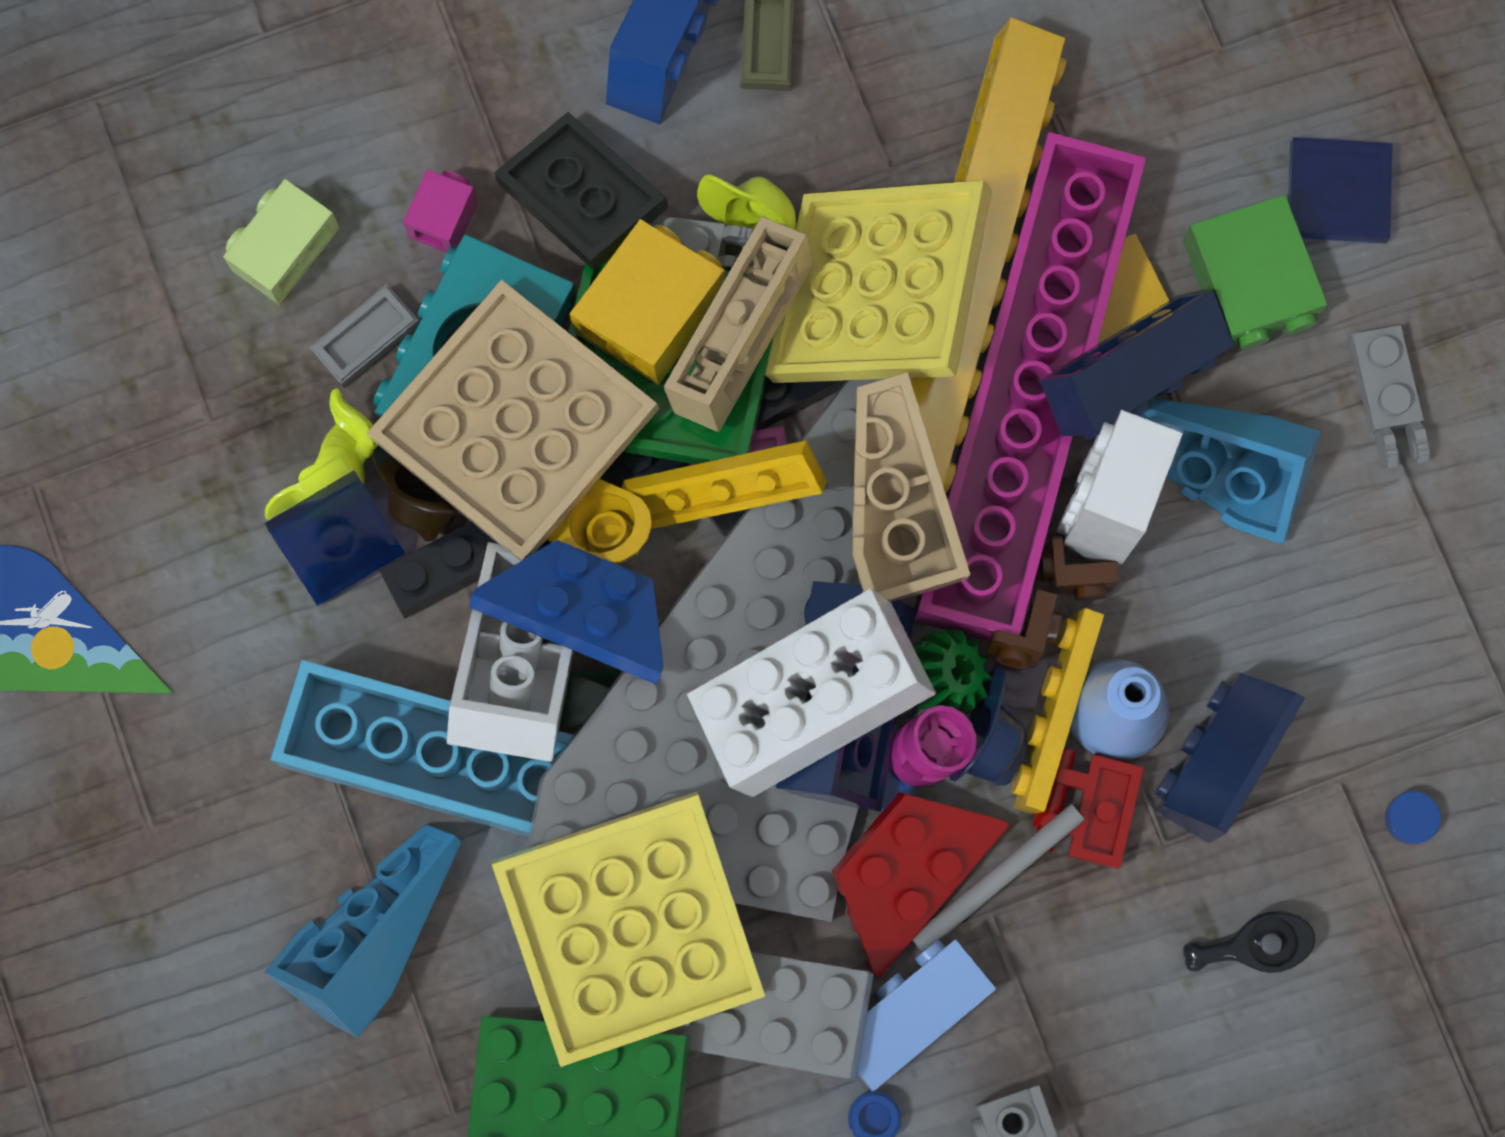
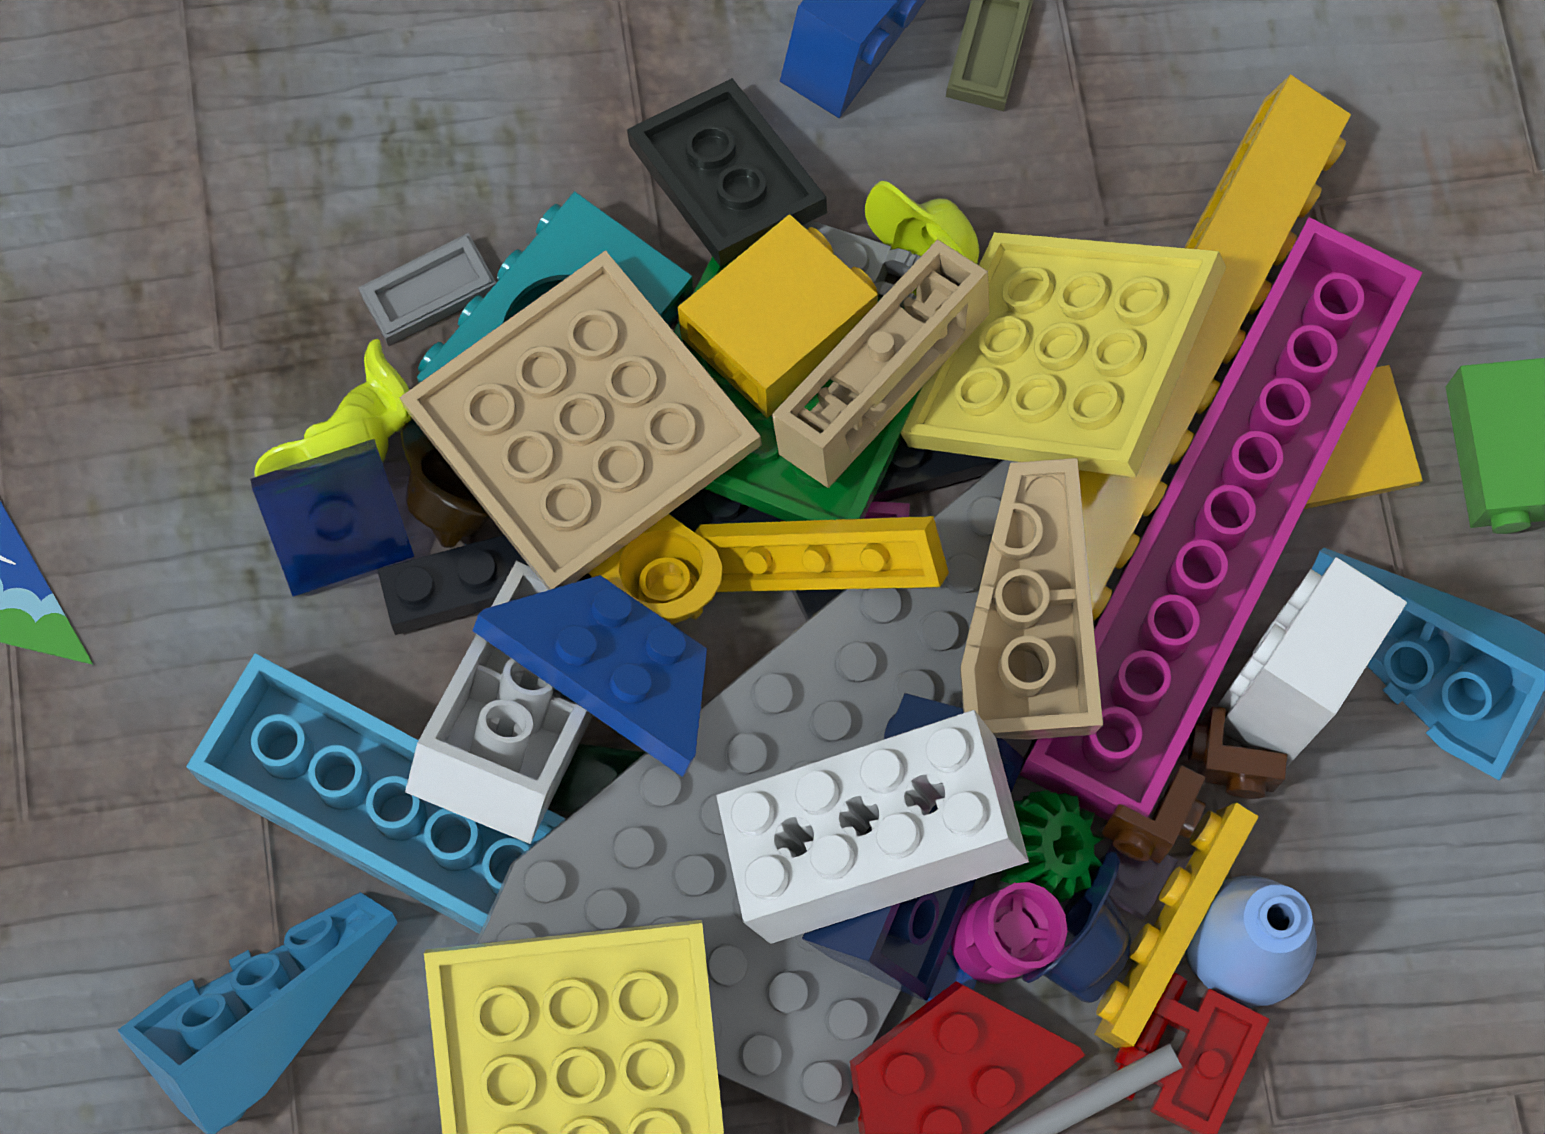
camera: 10 degrees right, 5 degrees down
(280, 240) = (354, 156): yellowish green brick -> none
(441, 210) = (553, 159): dark pink brick -> none
(1137, 364) = (1363, 517): dark blue brick -> none
(1226, 755) = (1378, 1027): dark blue slope -> none

